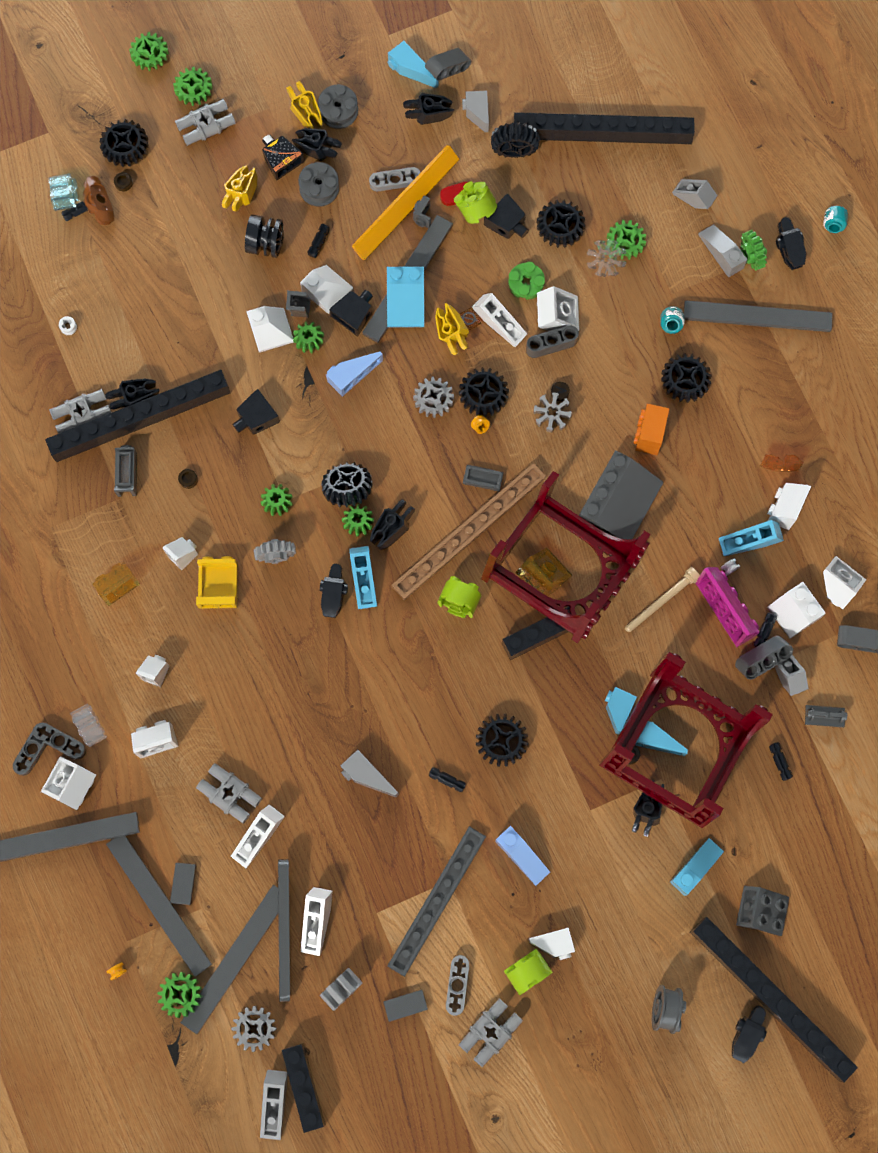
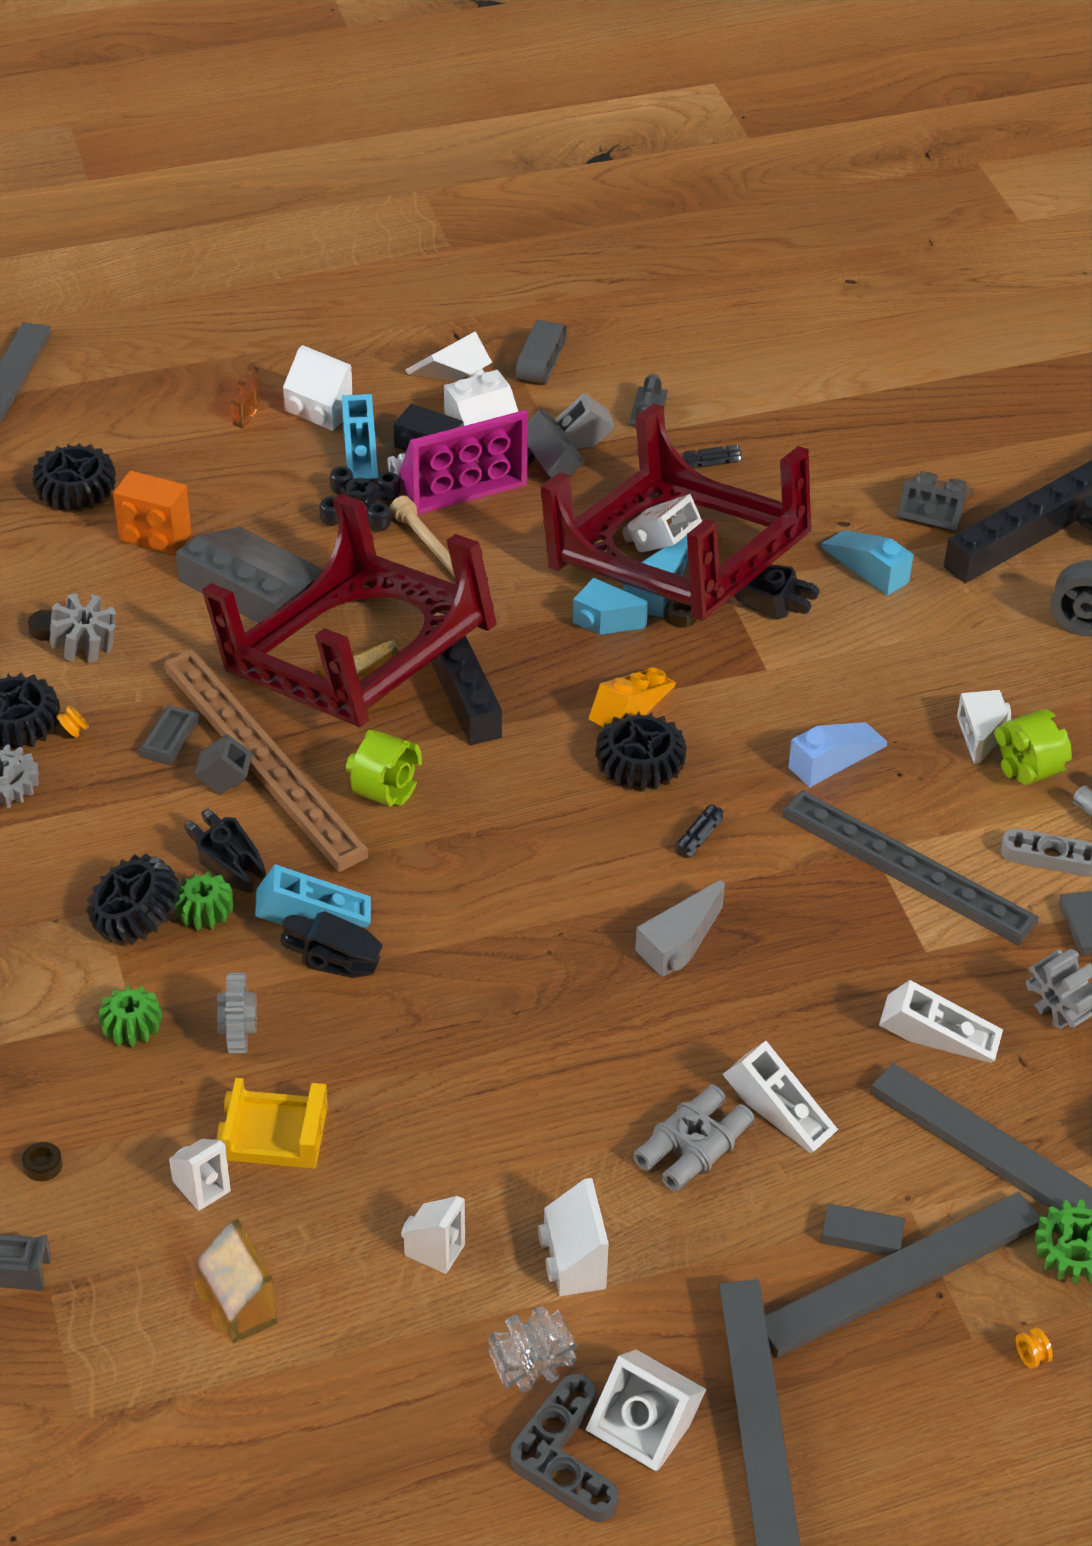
camera: 85 degrees left, 30 degrees down
(283, 927) = (972, 1077): dark grey beam -> none
(453, 511) = (223, 764): none -> dark grey brick
(546, 731) = (630, 694): none -> light orange slope
(691, 542) = (378, 513): none -> black gear
(693, 735) = (651, 529): none -> white torso
(765, 579) = (421, 422): none -> black brick

